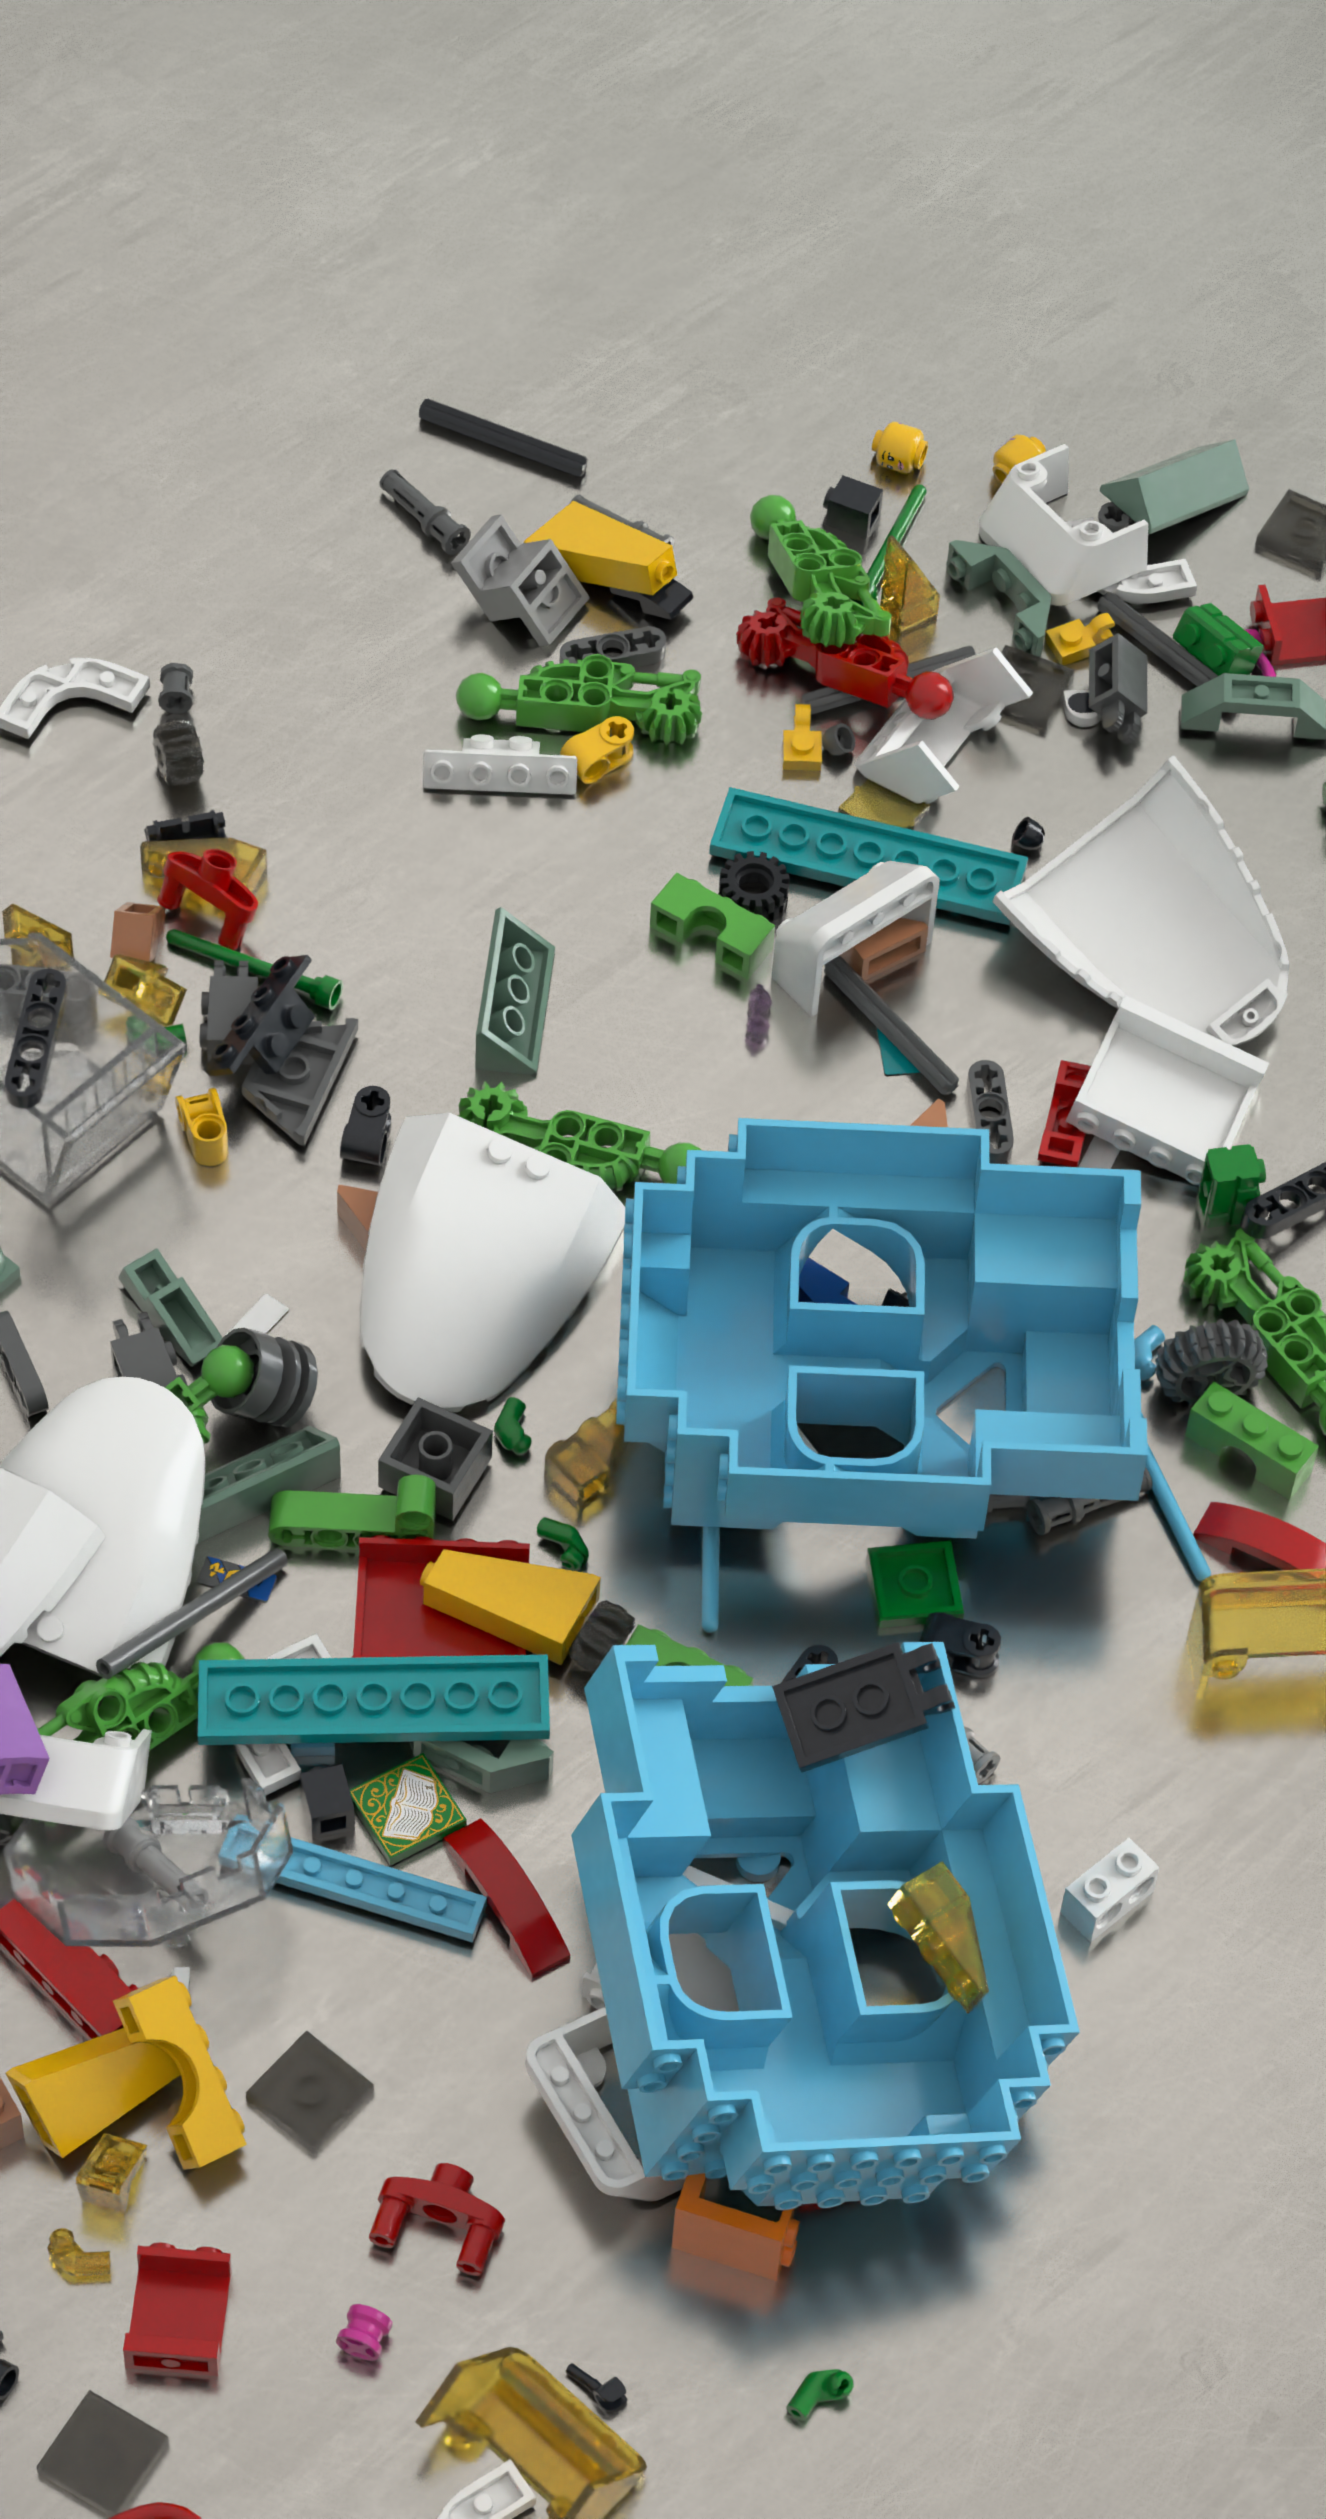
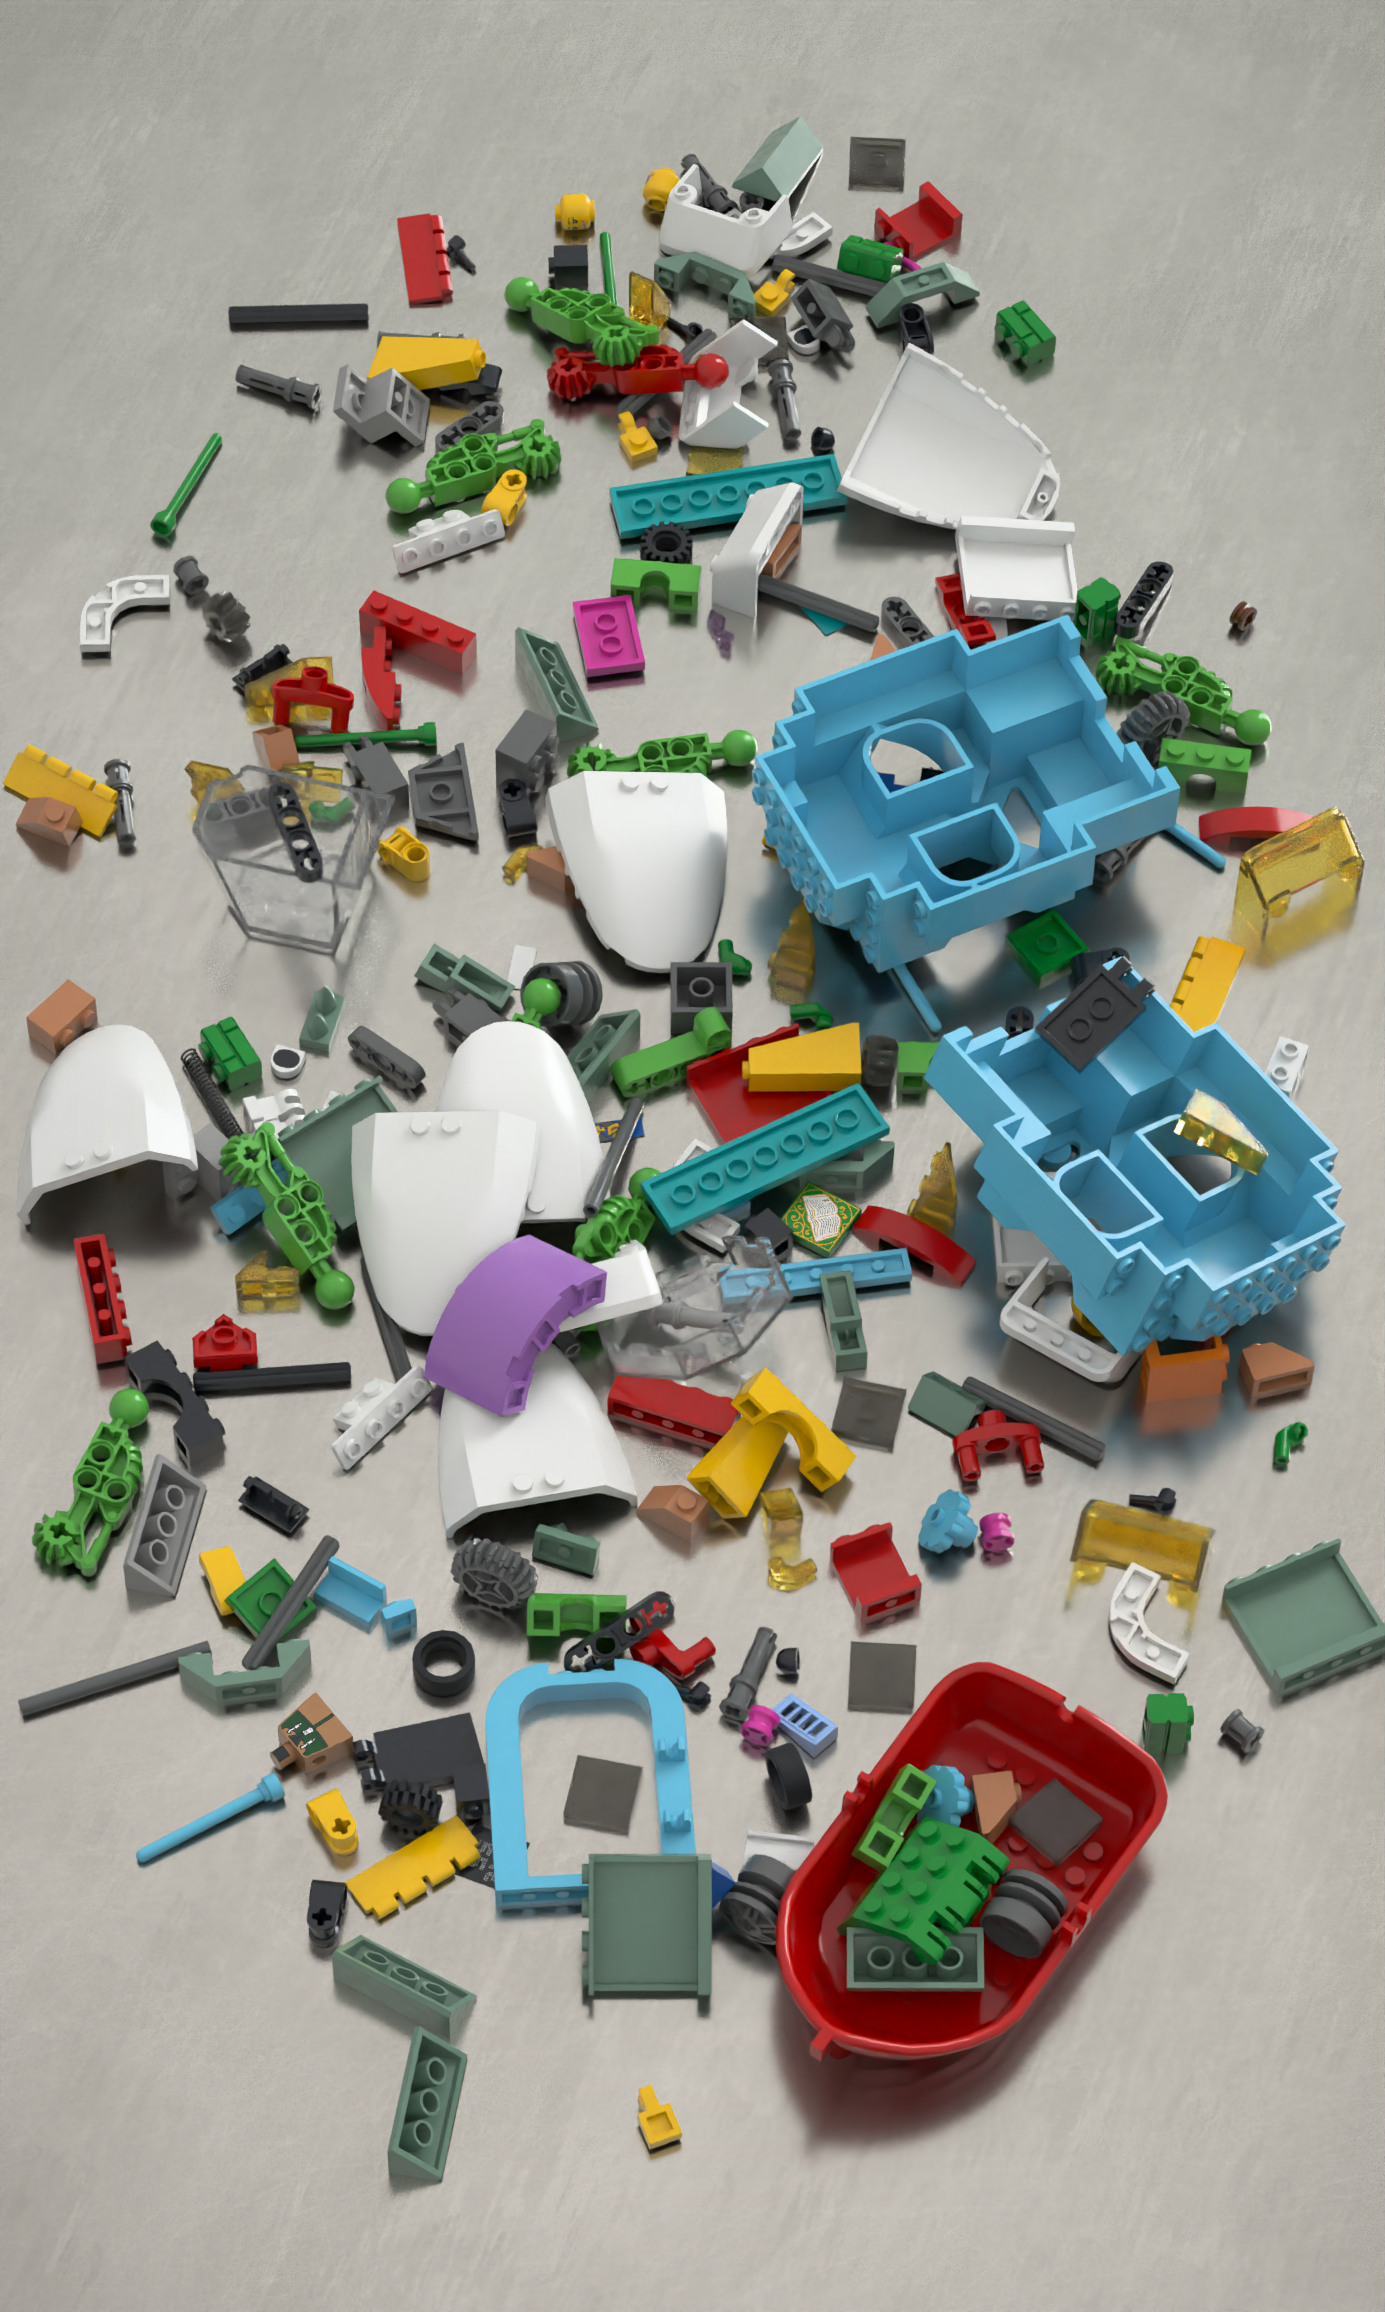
camera: 25 degrees left, 0 degrees up
(188, 614) = (165, 521): none -> green piece
(269, 1023) = (410, 767): black bracket -> none
(305, 2292) = (948, 1523): none -> medium azure plant
(310, 895) = (380, 682): none -> red slope
(327, 1191) = (518, 859): none -> clear yellow arm
(348, 1955) = (843, 1321): none -> sand green slope
(391, 865) = (419, 632): none -> red brick
(412, 2125) = (945, 1403): none -> sand green panel
(418, 1064) = (528, 751): none -> dark grey brick
(510, 2200) = (1026, 1414): none -> dark grey axle
(552, 1859) = (938, 1194): none -> clear yellow slope
(617, 964) = (608, 635): none -> dark pink plate
(691, 433) = (425, 258): none -> red windscreen
(735, 433) = (455, 248): none -> black hand
(858, 2282) = (1273, 1368): none -> nougat slope
(947, 637) = (689, 330): none -> black hand
(1017, 756) = (784, 390): none -> dark grey pin
(1080, 492) = (714, 195): none -> dark grey pin
(1092, 1728) = (1206, 981): none -> yellow windscreen
(1220, 748) = (914, 328): none -> black piece

